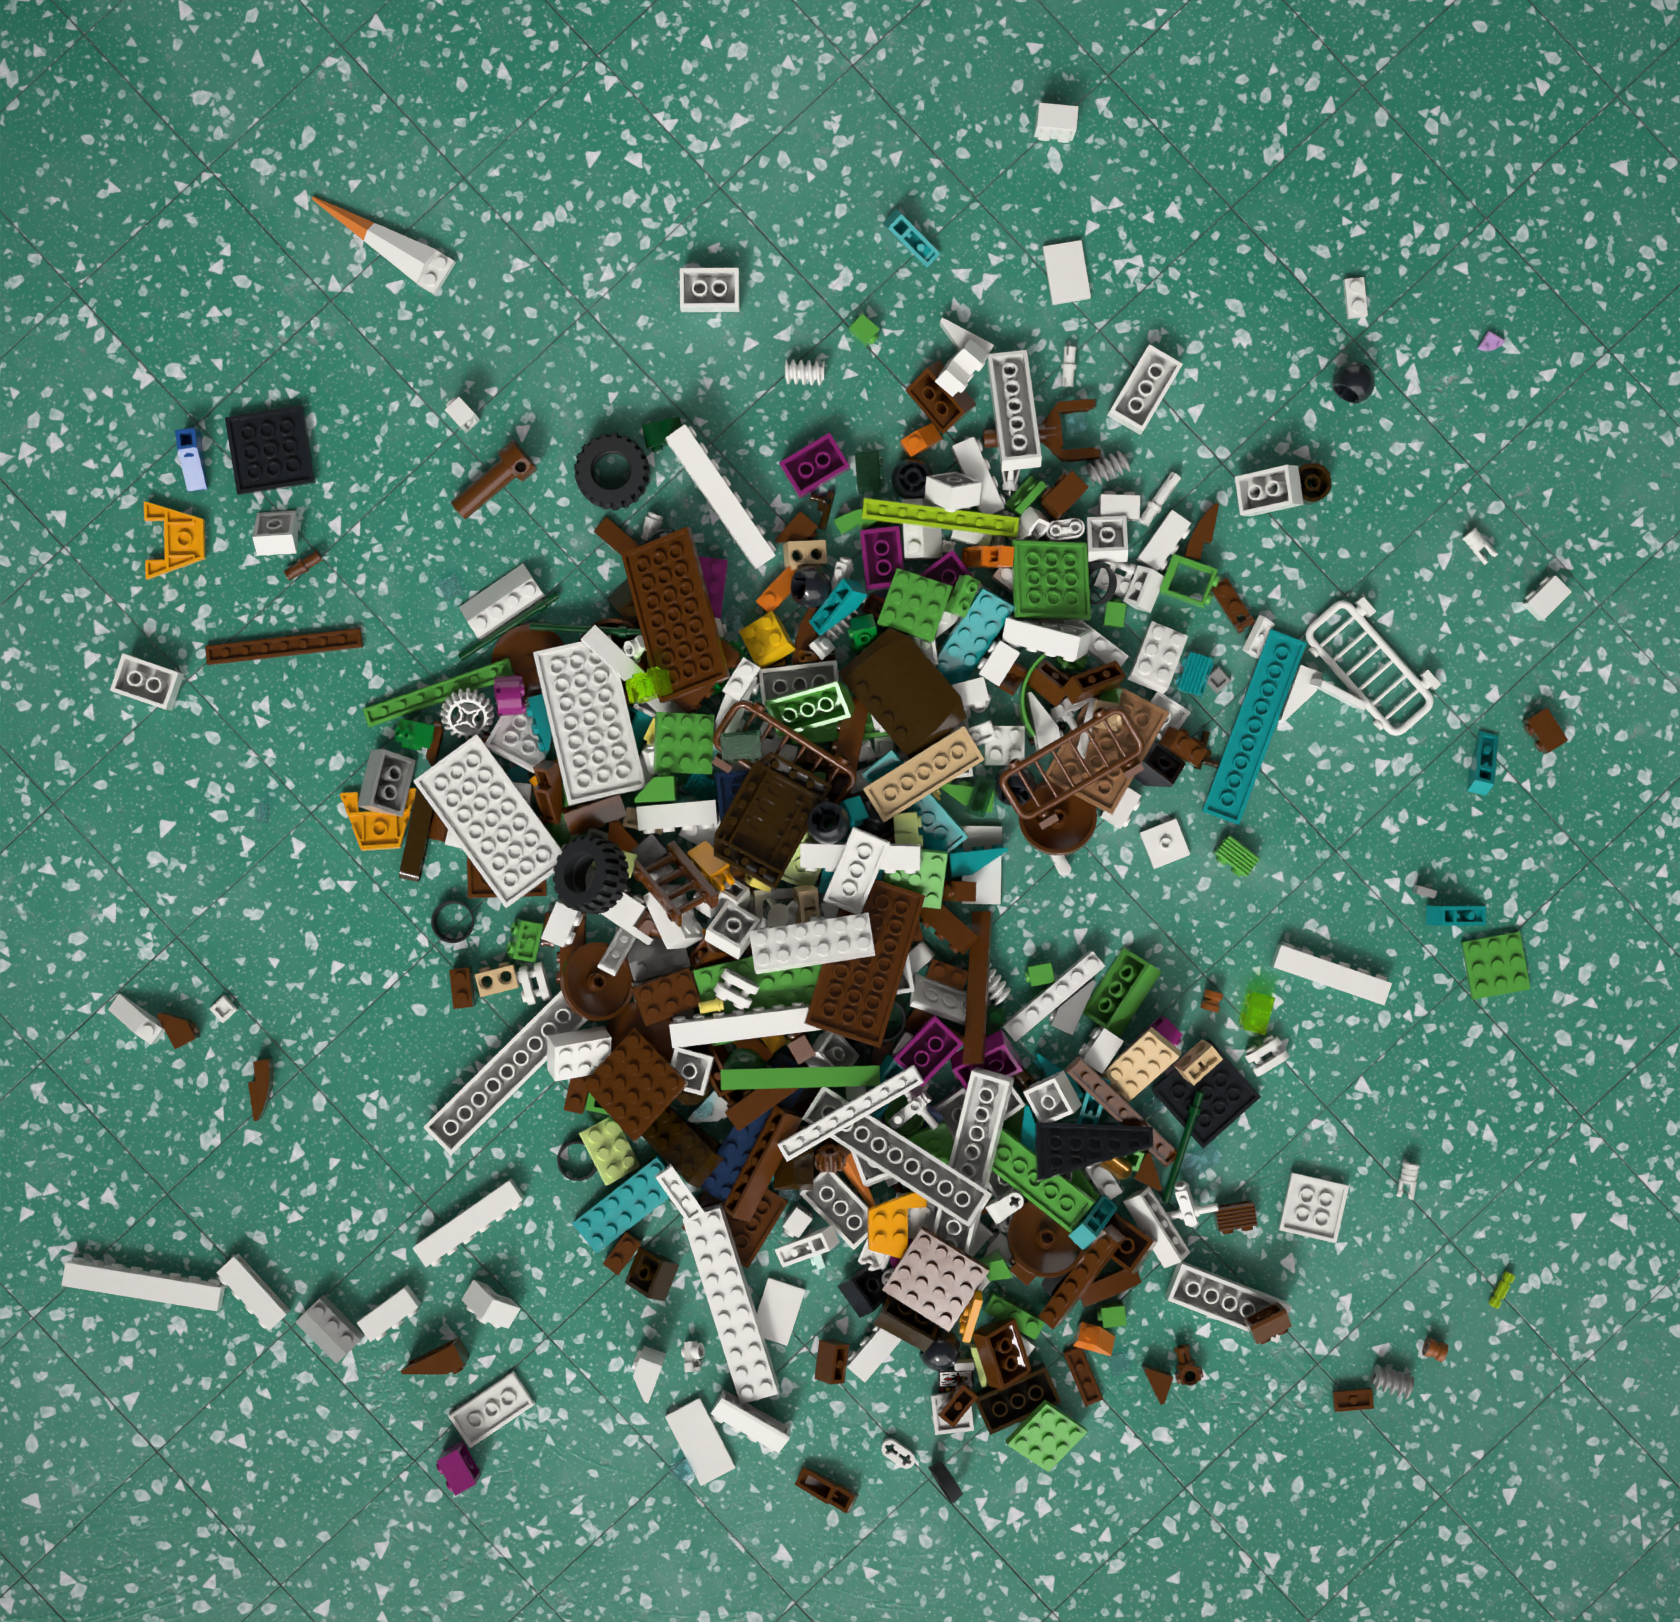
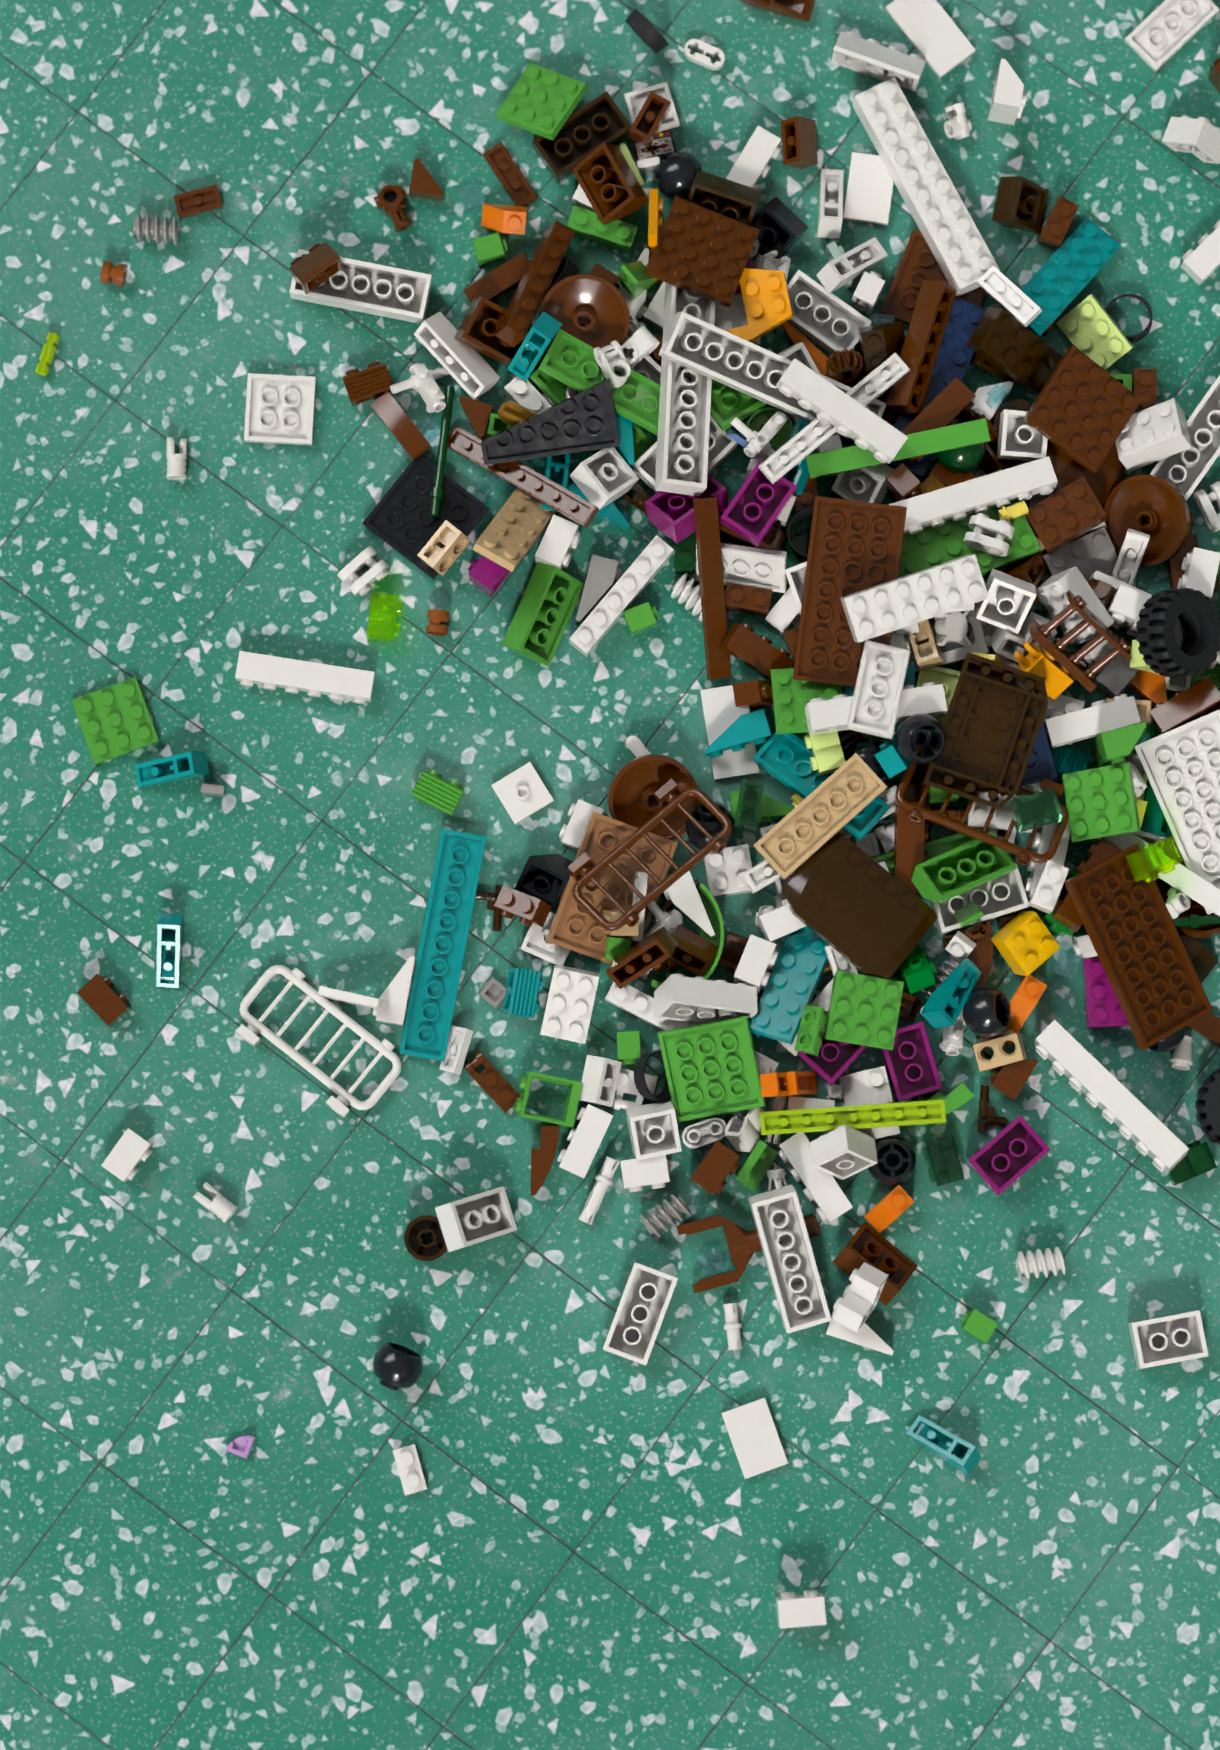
camera: 165 degrees right, 5 degrees down
(812, 670) = (968, 914): none -> bright green slope
(814, 1303) = (830, 204): none -> white slope
(844, 1116) = (841, 411): none -> white brick
(1030, 1197) = (612, 359): none -> white piece
(1215, 1175) = (400, 425): none -> reddish brown slope

